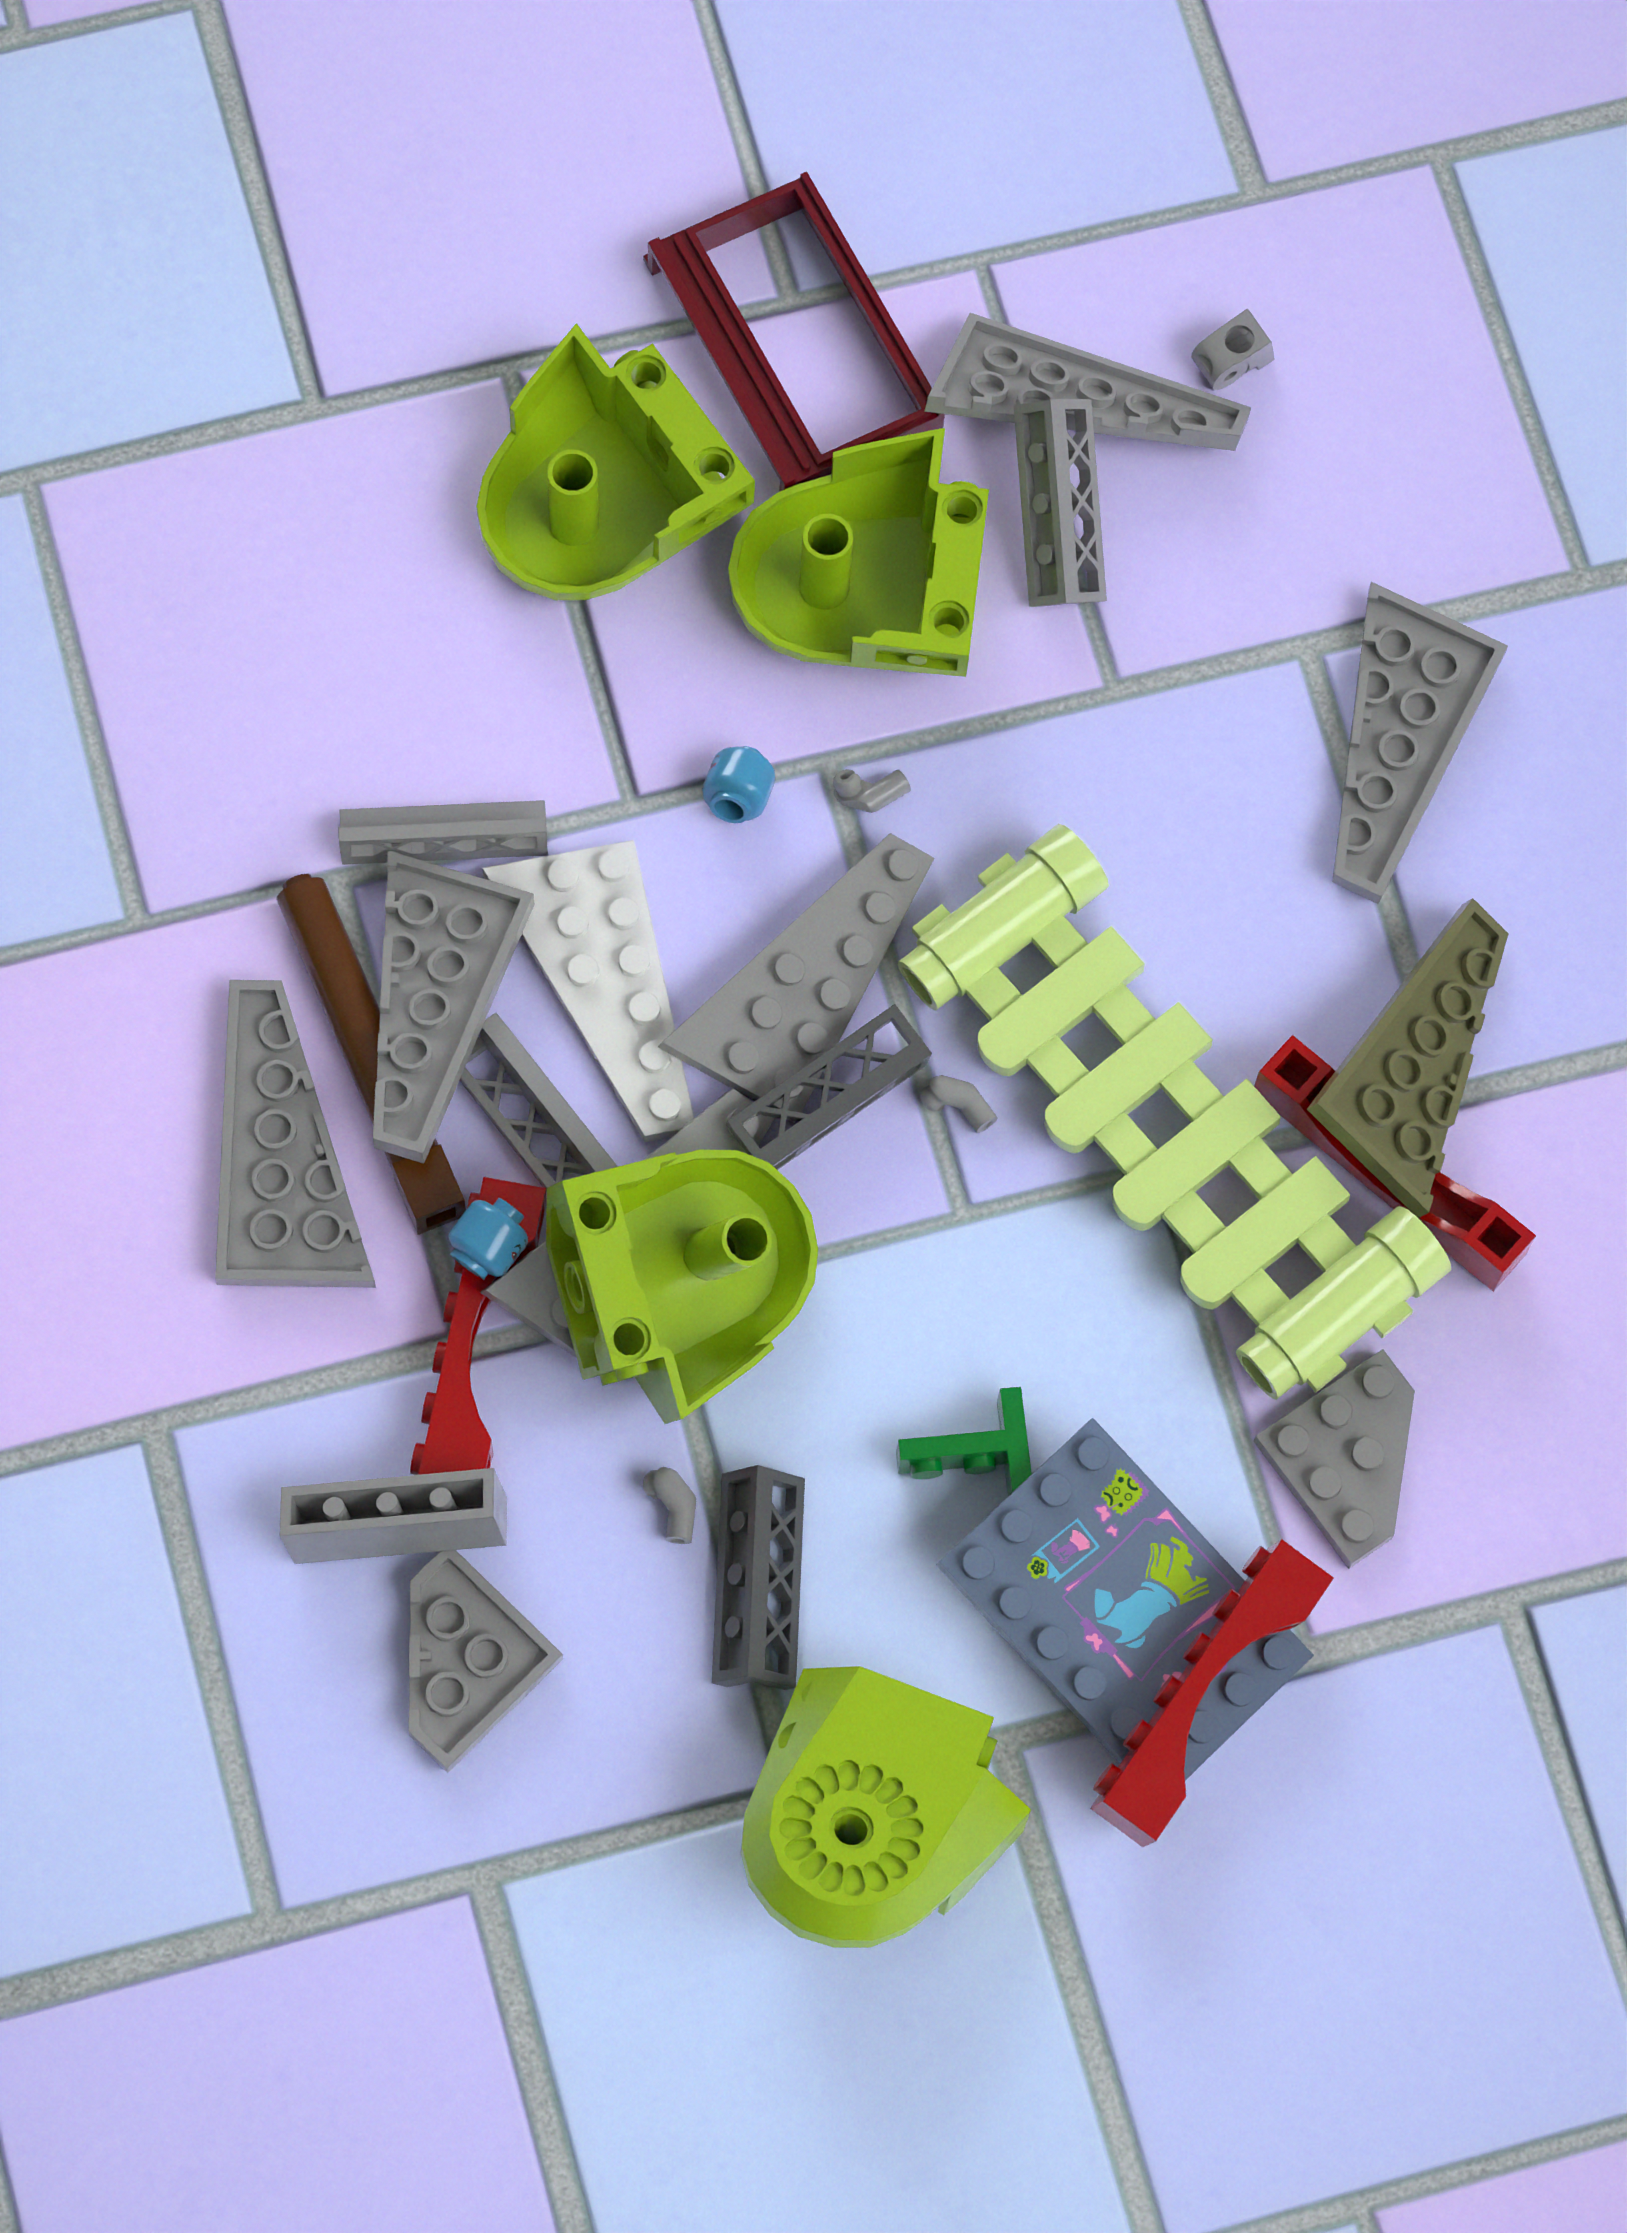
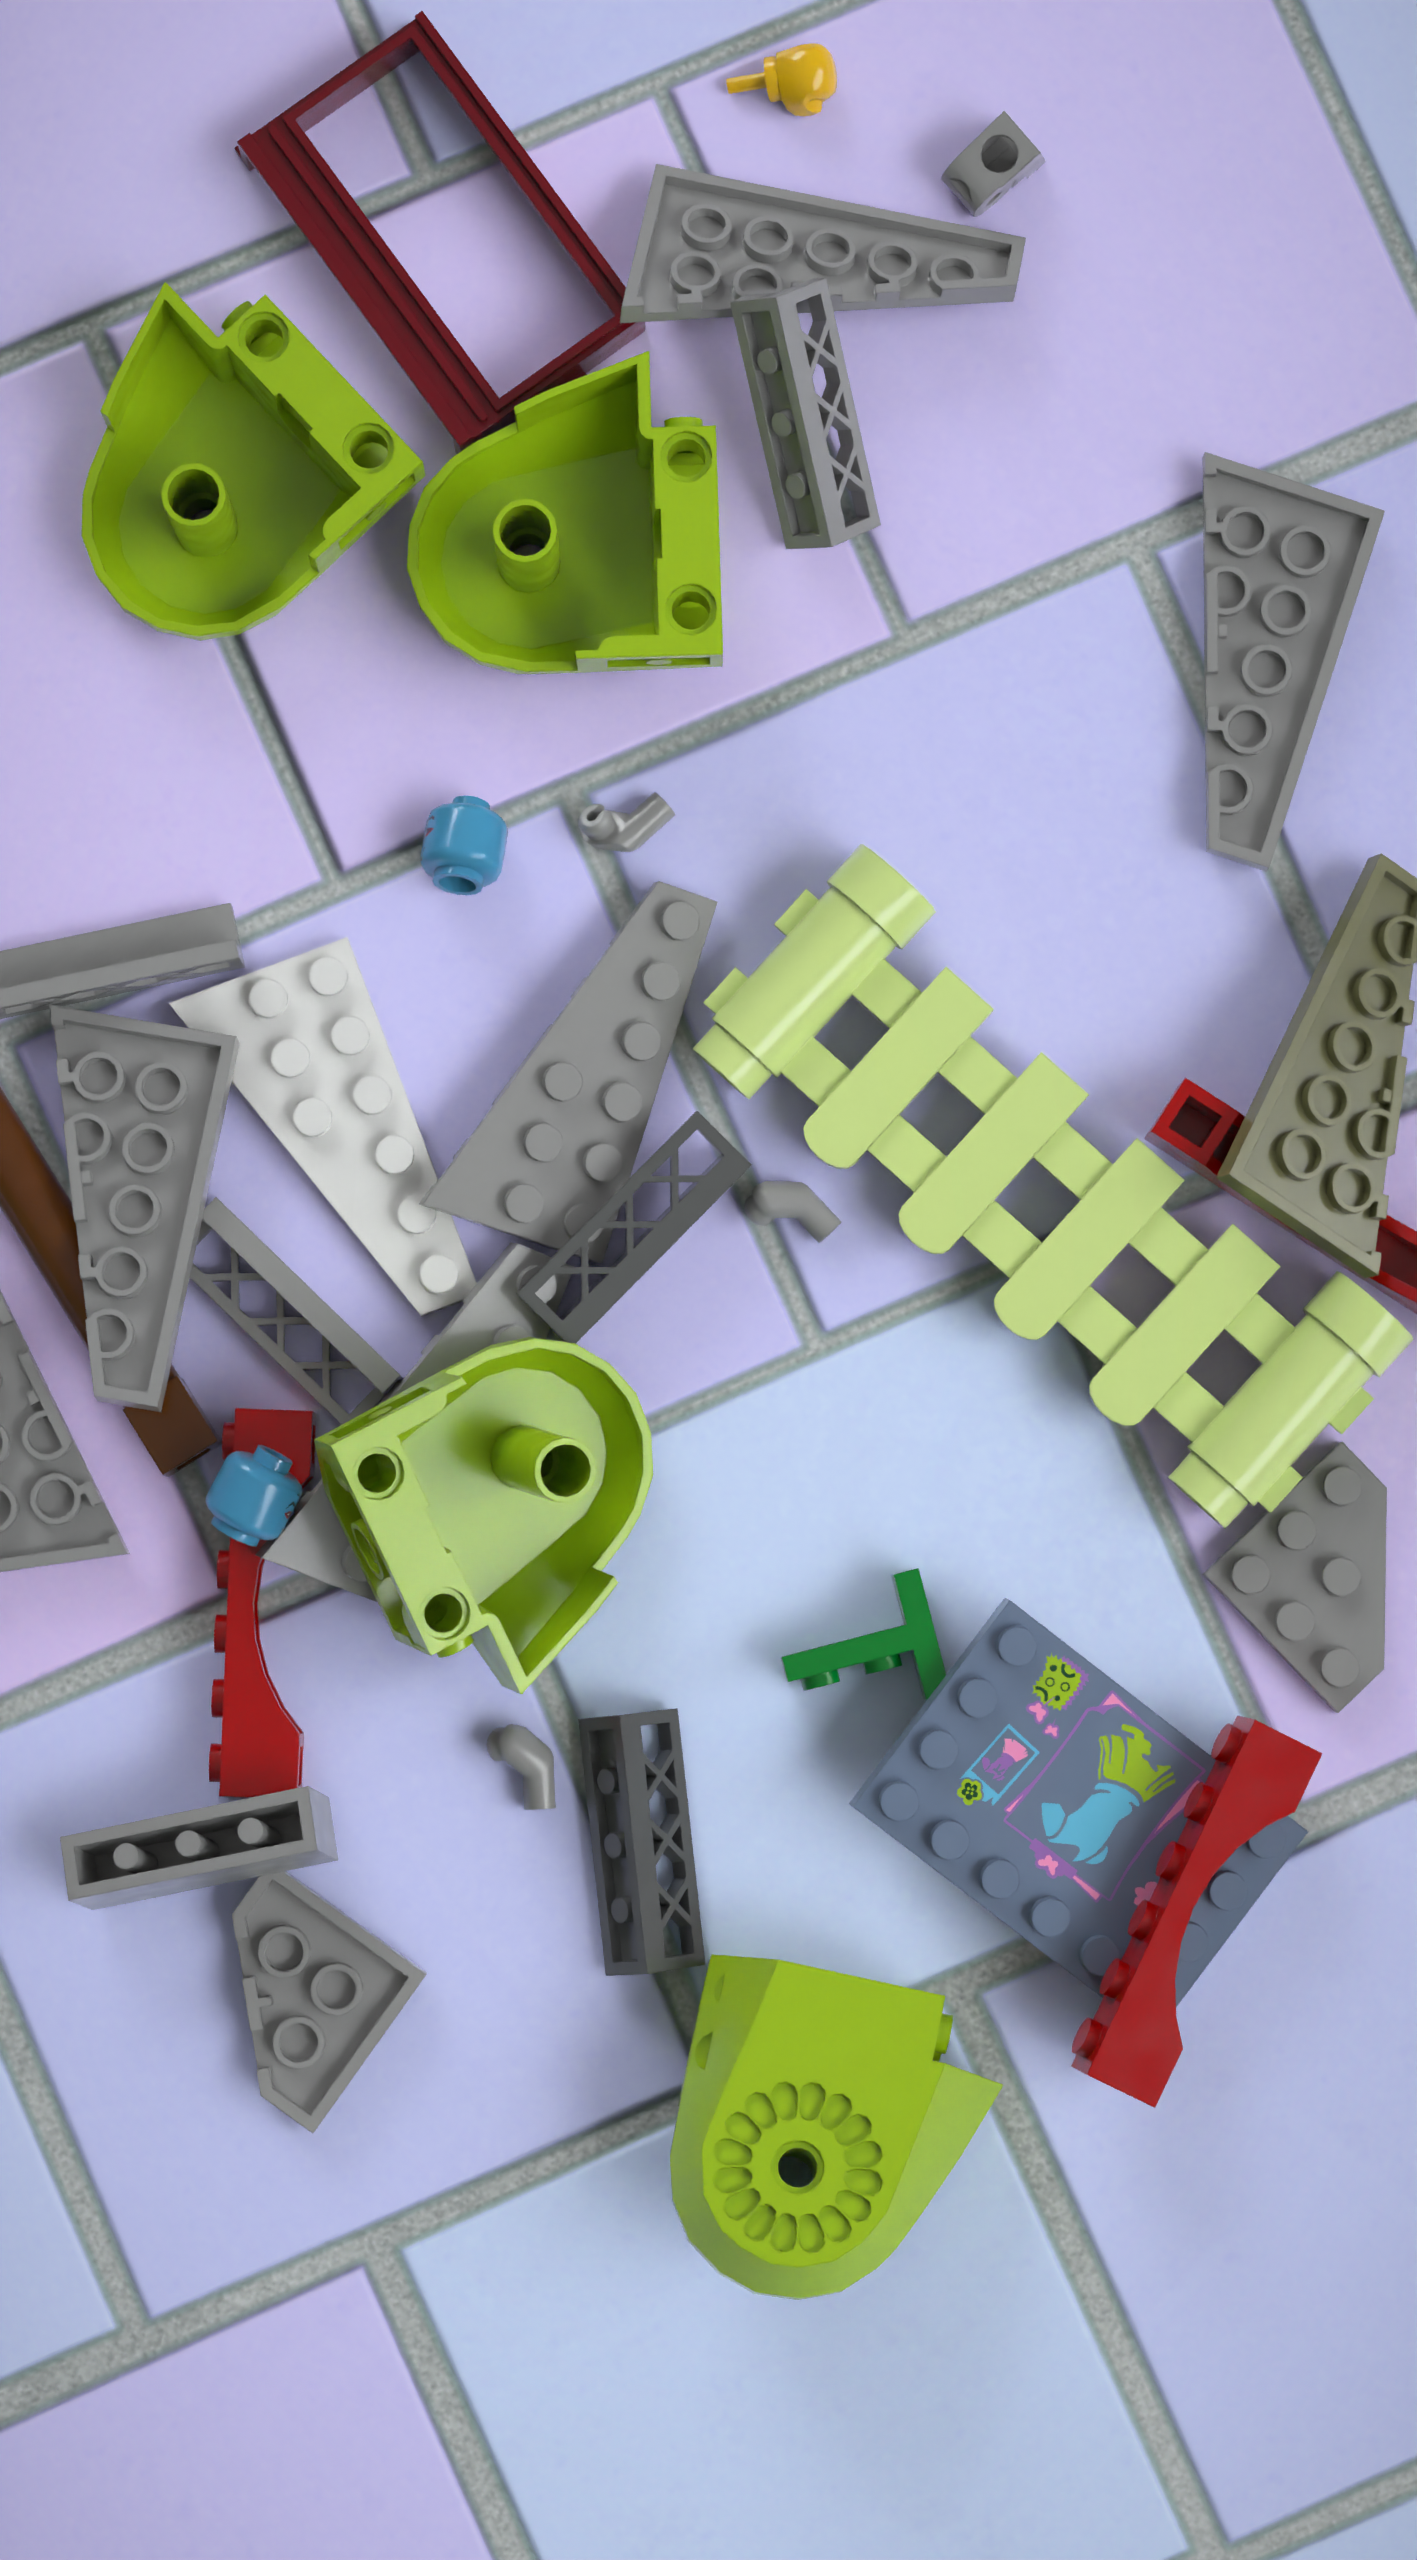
camera: 10 degrees left, 15 degrees up
(1089, 267) = (796, 76): none -> yellow piece

